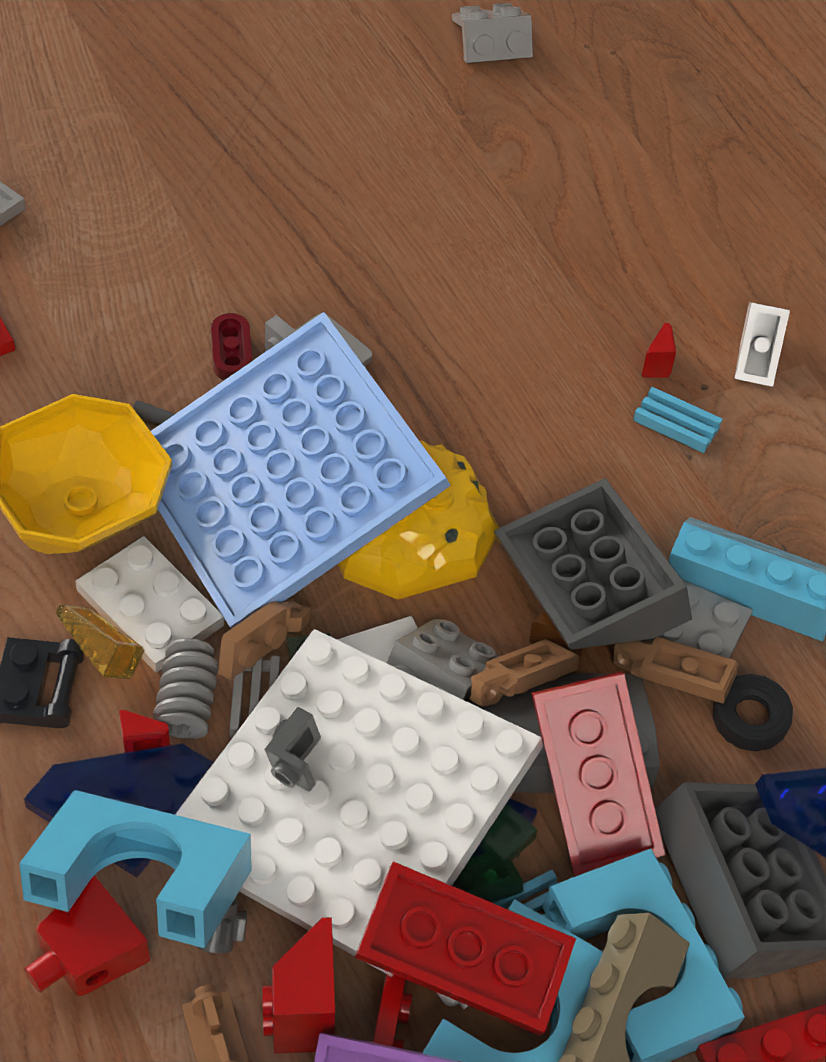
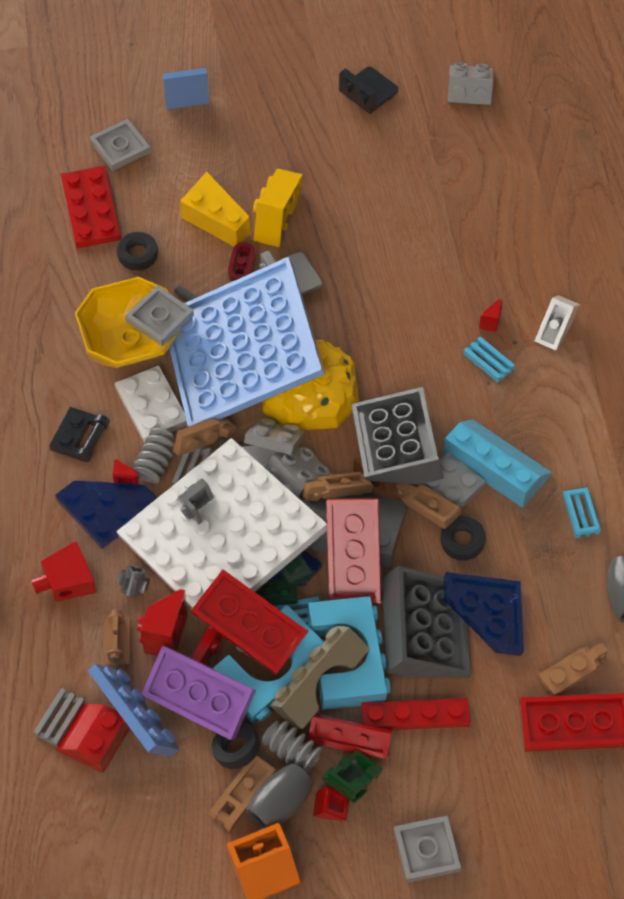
camera: 20 degrees right, 5 degrees up
(46, 342) = (137, 239): none -> black tyre
(58, 101) = (186, 88): none -> medium blue tile
(99, 831) = (82, 520): medium azure arch -> none
(104, 644) = (118, 420): clear yellow slope -> none
(132, 447) = (159, 315): none -> light grey plate
(164, 276) = (215, 211): none -> yellow wedge
(260, 252) = (275, 205): none -> yellow wedge
(339, 62) = (367, 88): none -> black bracket
(385, 611) = (274, 436): none -> light grey plate

